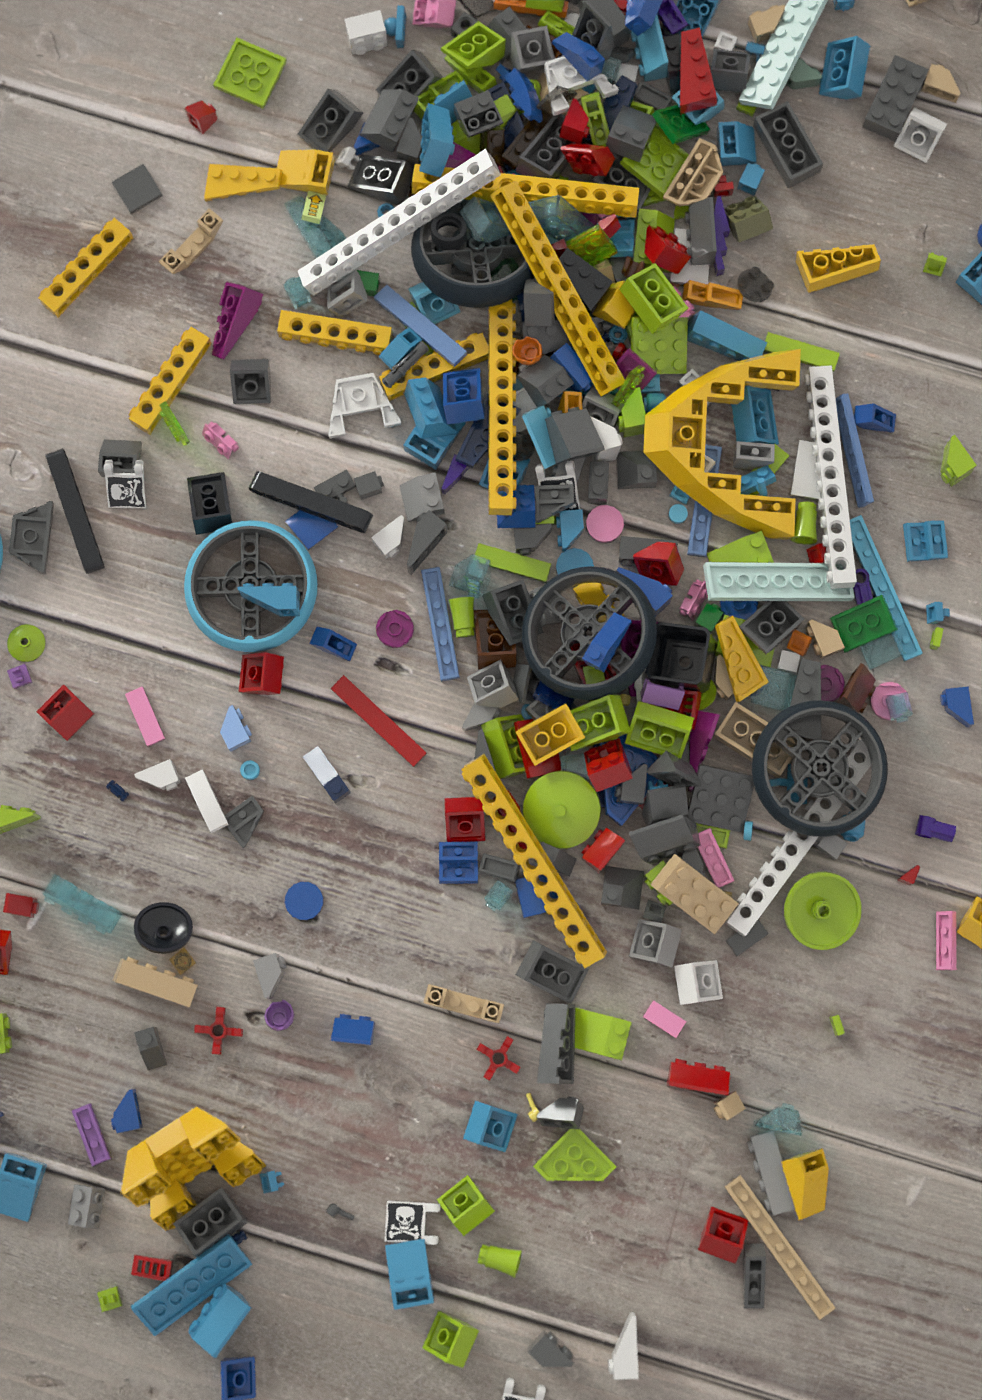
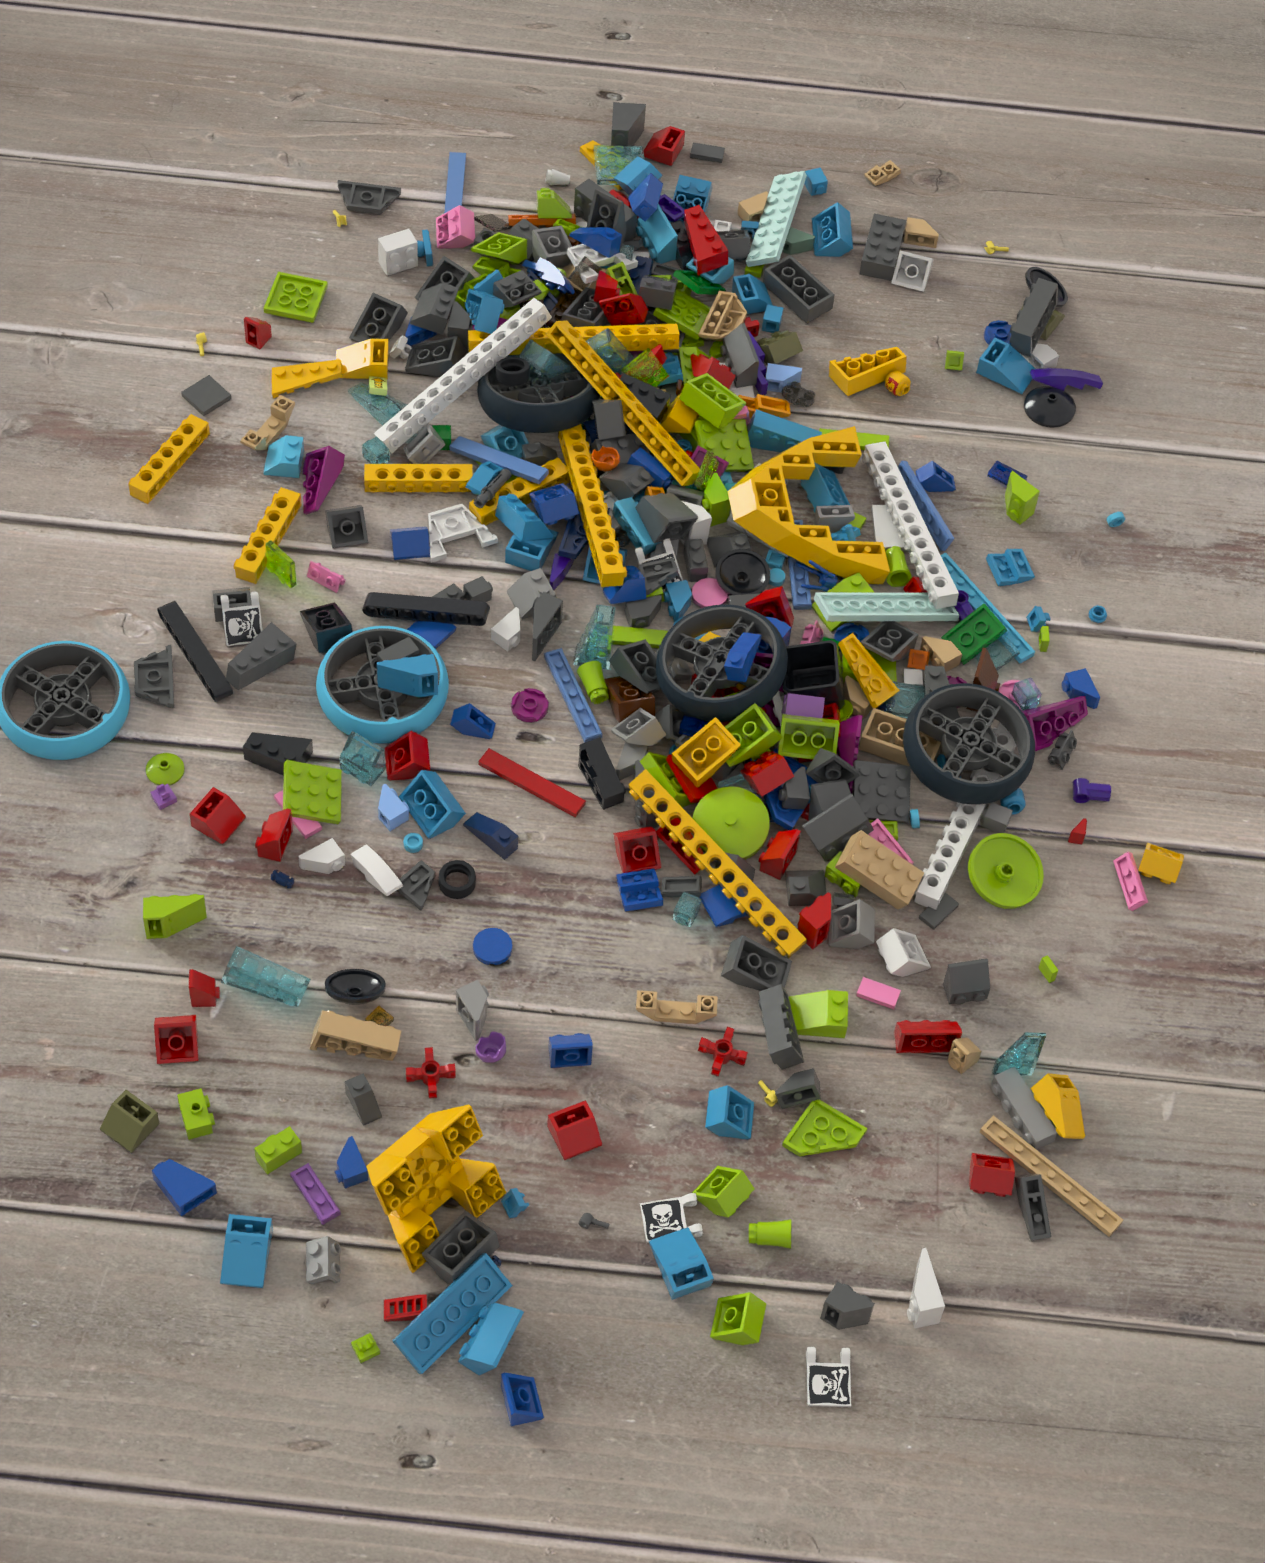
camera: 20 degrees left, 25 degrees down
(63, 1087) = (278, 1150): none -> lime brick
(117, 744) = (275, 835): none -> red slope
(136, 648) = (273, 750): none -> black wedge
(137, 533) = (260, 657): none -> dark grey wedge
(142, 114) = (200, 339): none -> light yellow hand
(159, 702) = (312, 791): none -> lime plate
(203, 284) = (285, 457): none -> medium azure slope
(214, 672) = (362, 759): none -> clear light blue slope
(268, 561) = (402, 649): none -> dark grey tile
(269, 824) = (457, 892): none -> black tyre
(275, 731) = (431, 804): none -> dark azure slope
(312, 409) = (410, 543): none -> blue slope
(340, 1119) = (574, 1130): none -> red slope
(447, 729) = (600, 773): none -> black wedge
(465, 323) = (538, 453): none -> dark grey slope
(620, 938) = (815, 921): none -> red slope
(644, 496) = (742, 565): none -> black dish
(728, 529) = (827, 579): none -> blue plant
(742, 258) = (781, 376): none -> light blue slope
(751, 1030) = (967, 981): none -> dark grey slope
(865, 287) = (897, 383): none -> yellow head
(914, 738) = (1054, 719): none -> magenta wedge
(916, 781) = (1061, 756): none -> dark grey hinge
(953, 424) = (1001, 473): none -> clear blue plate

